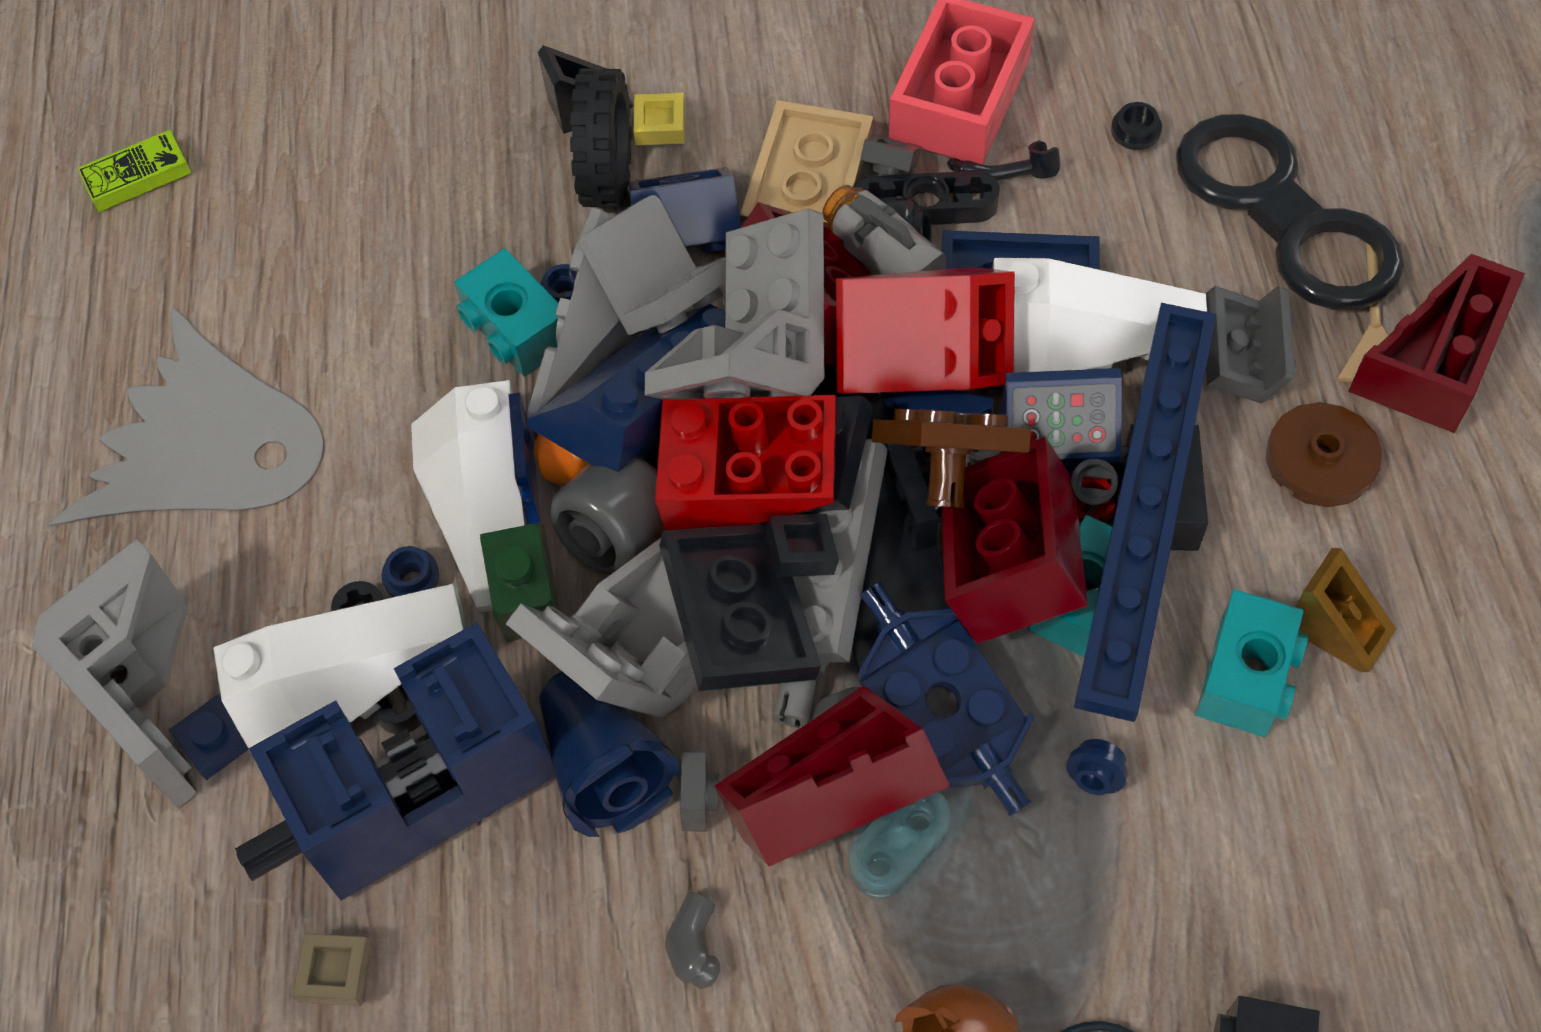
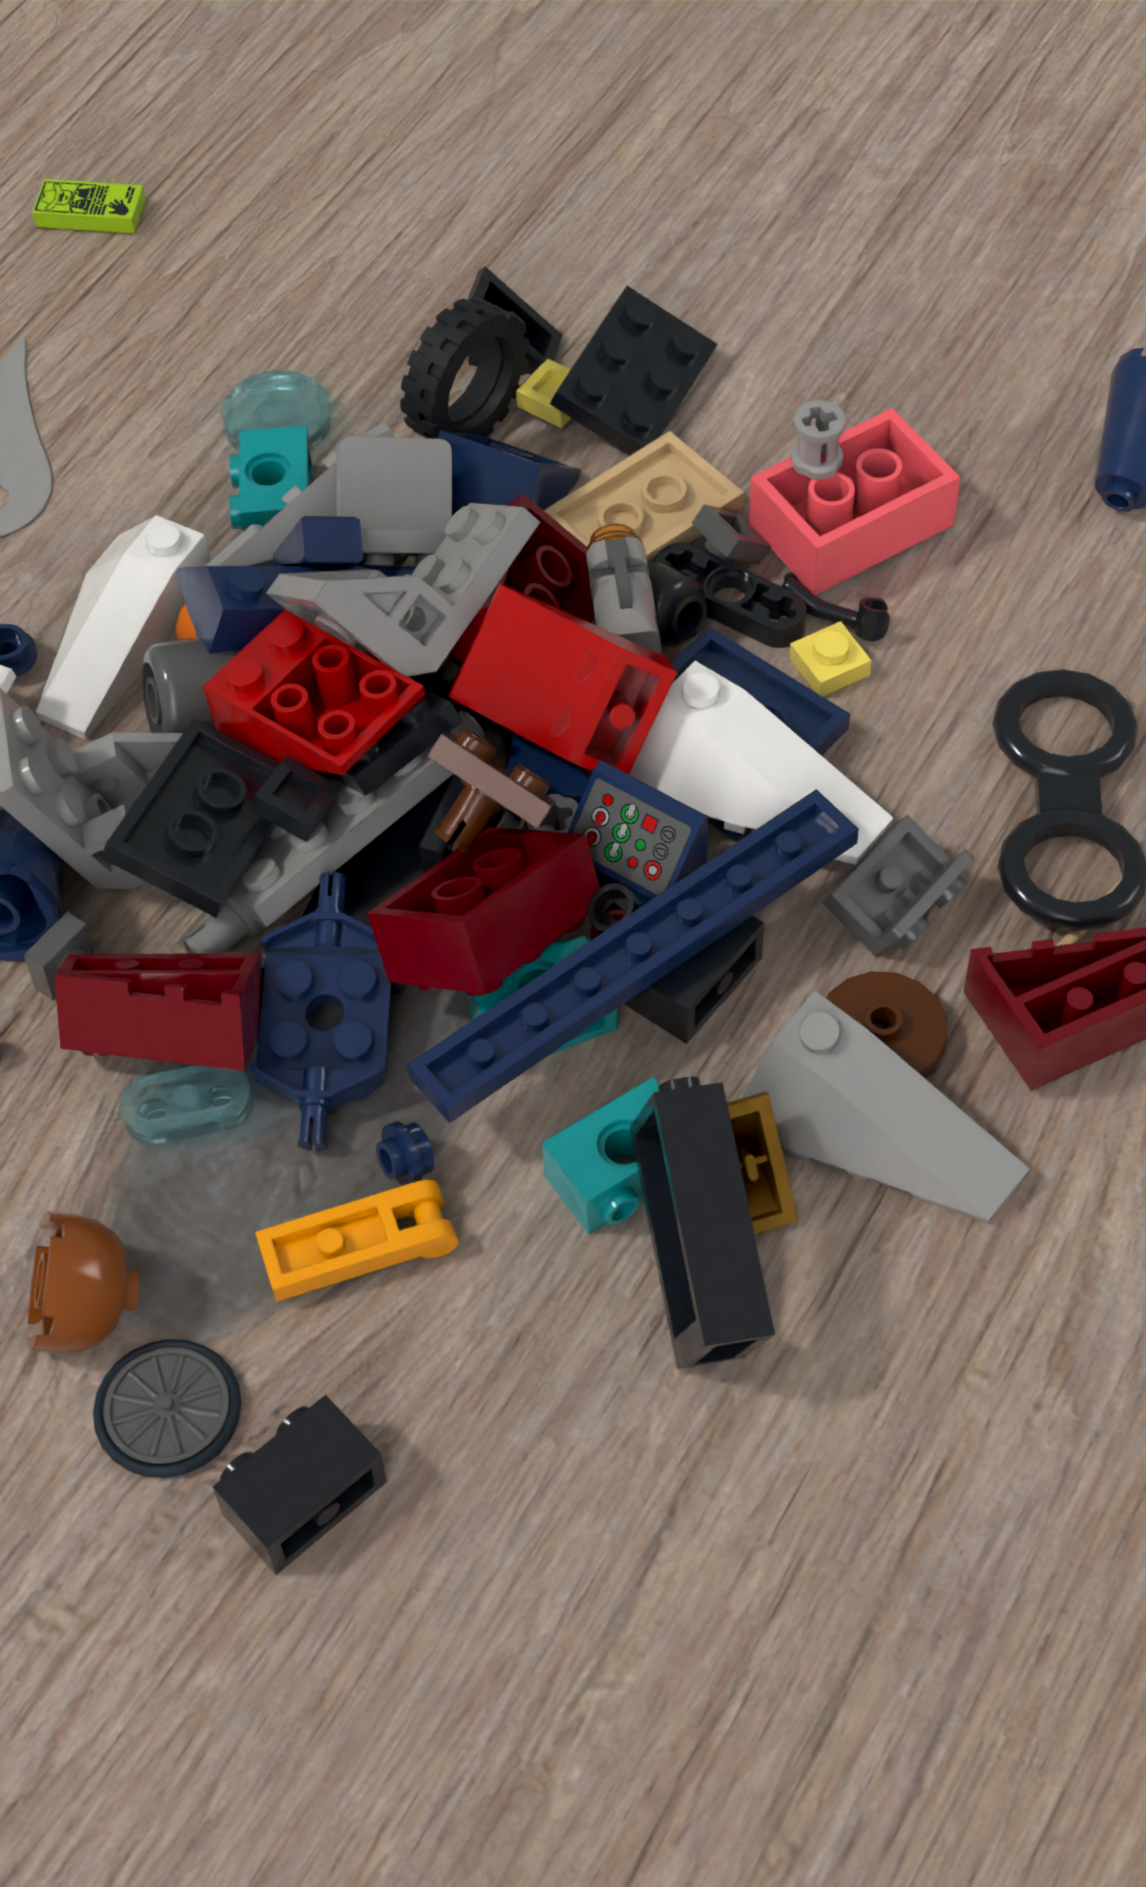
camera: 35 degrees right, 5 degrees down
(446, 249) = (277, 401): none -> clear light blue tile
(518, 572) = (74, 690): dark green torso -> none
(524, 458) = (157, 606): clear blue piece -> none
(634, 334) = (321, 542): none -> dark blue slope
(709, 72) = (633, 373): none -> black plate
(926, 33) = (818, 439): none -> light grey bush
(1037, 205) = (830, 659): none -> light yellow plate
(1120, 862) = (355, 1239): none -> light orange plate
(1136, 126) = (995, 639): black plate -> none
(1386, 514) = (868, 1112): none -> light grey wedge
(1392, 677) = (700, 1224): none -> black piece

